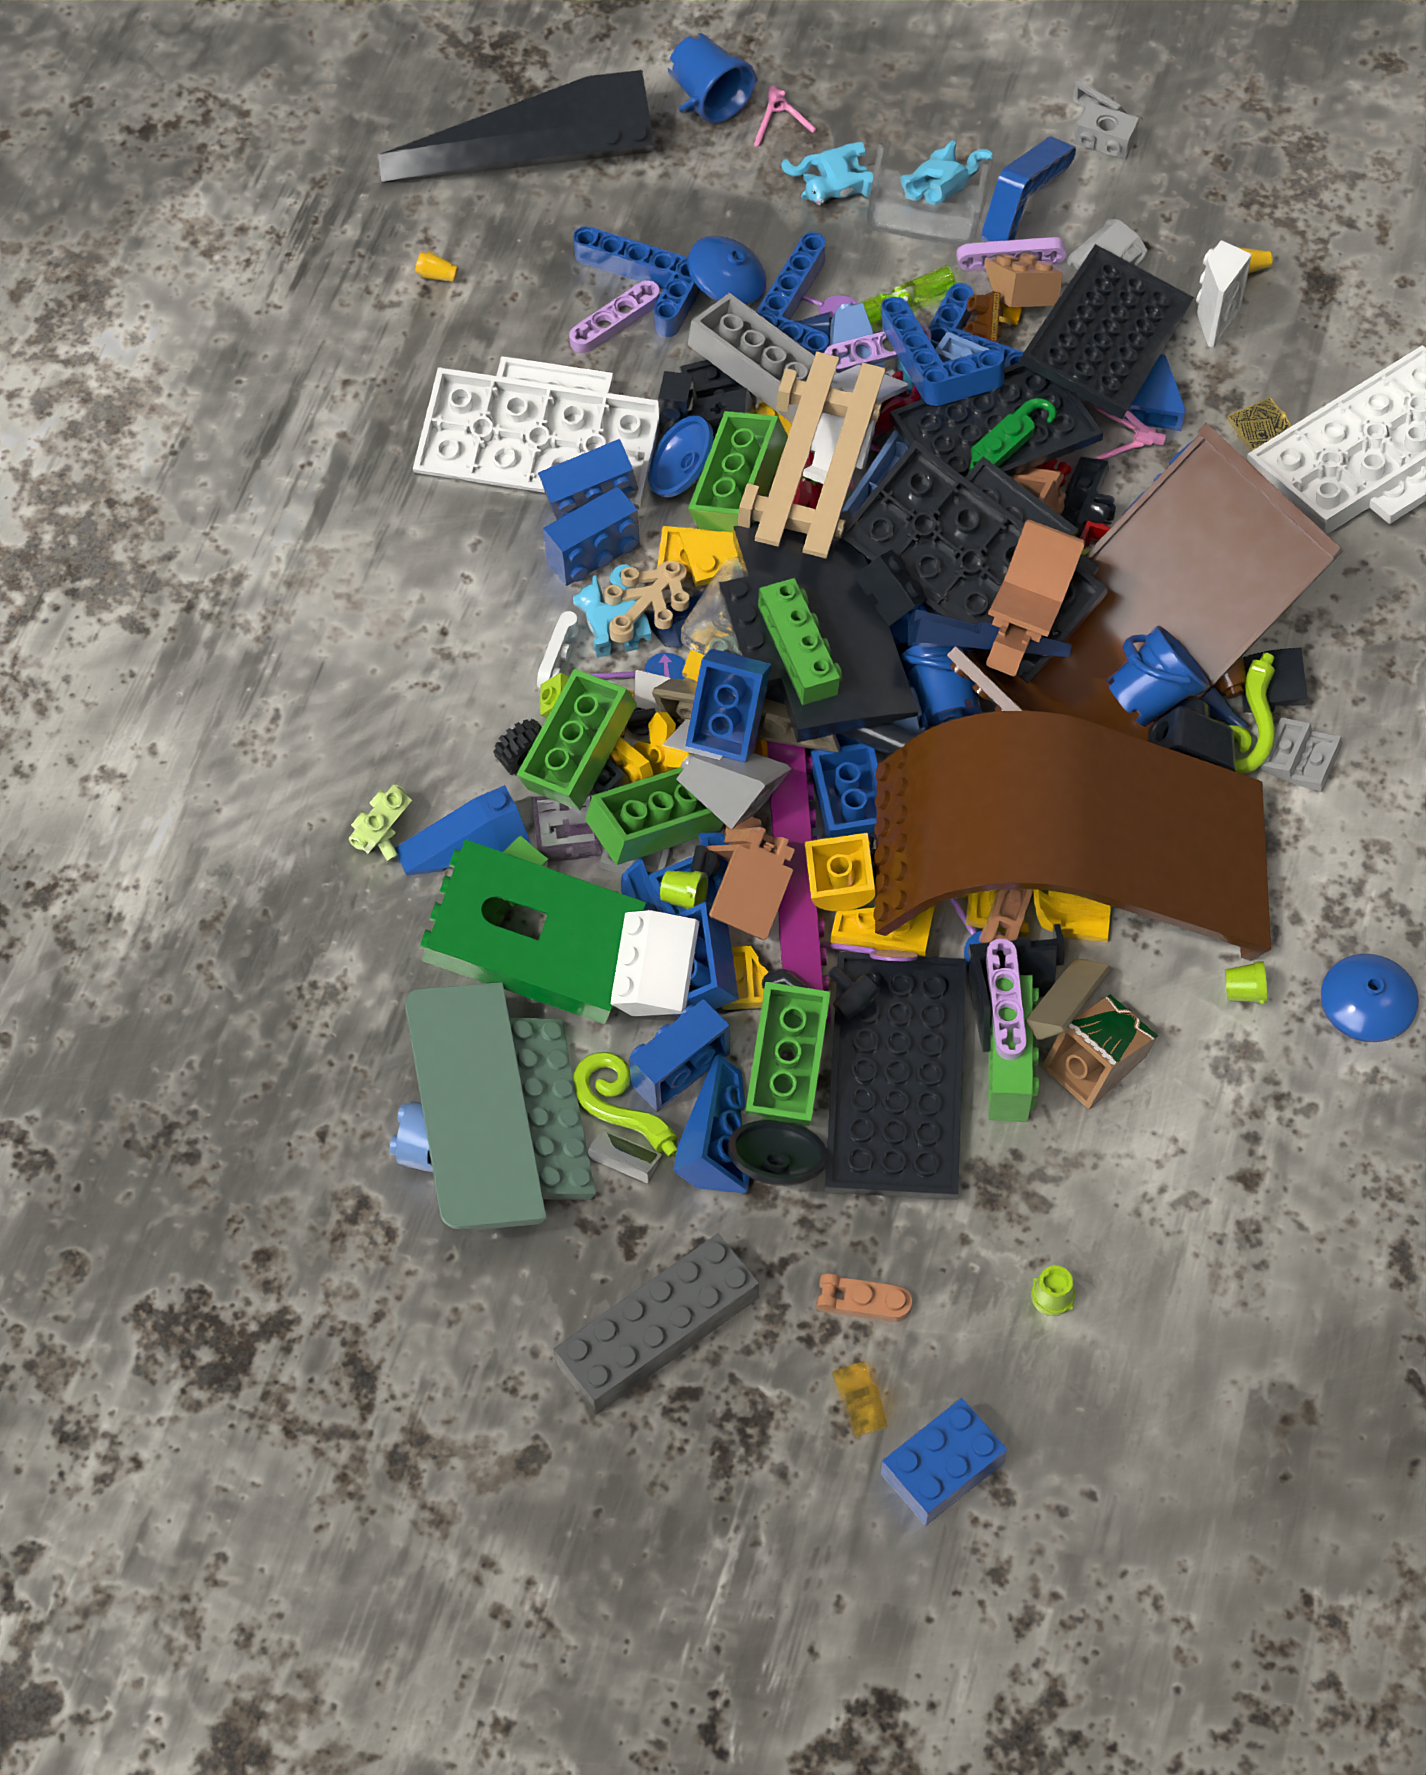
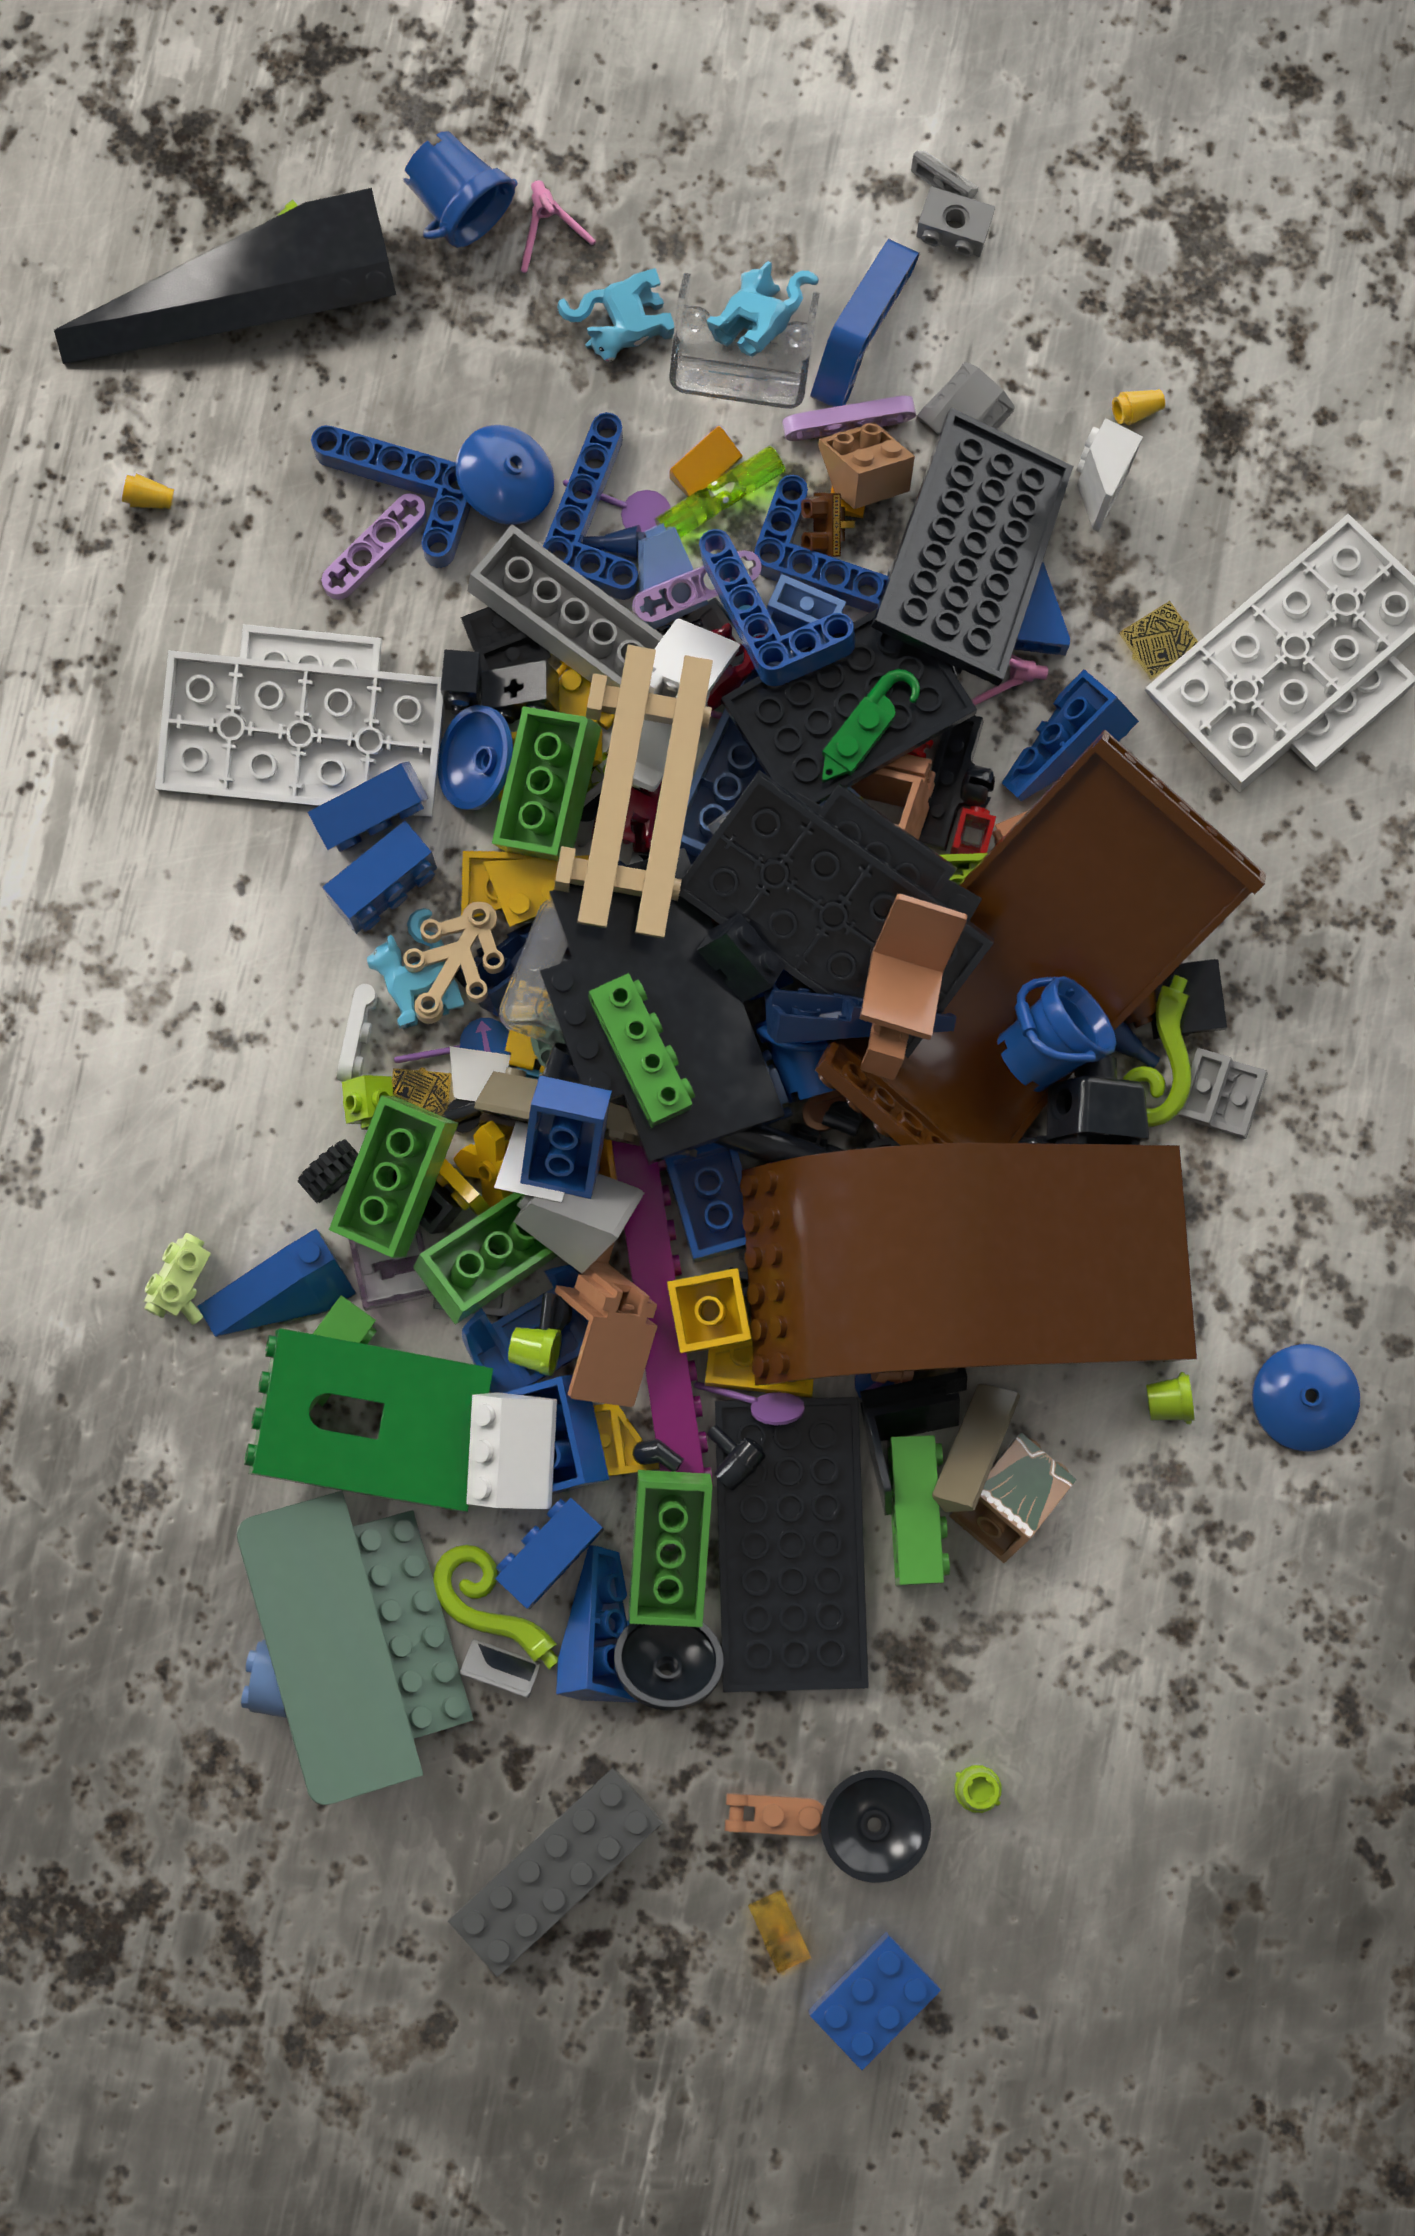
camera: 10 degrees left, 20 degrees up
(889, 274) = (705, 462): none -> light orange slope
(958, 1287) = (903, 1830): none -> black dish
(1005, 999) = (902, 1472): lavender beam -> none

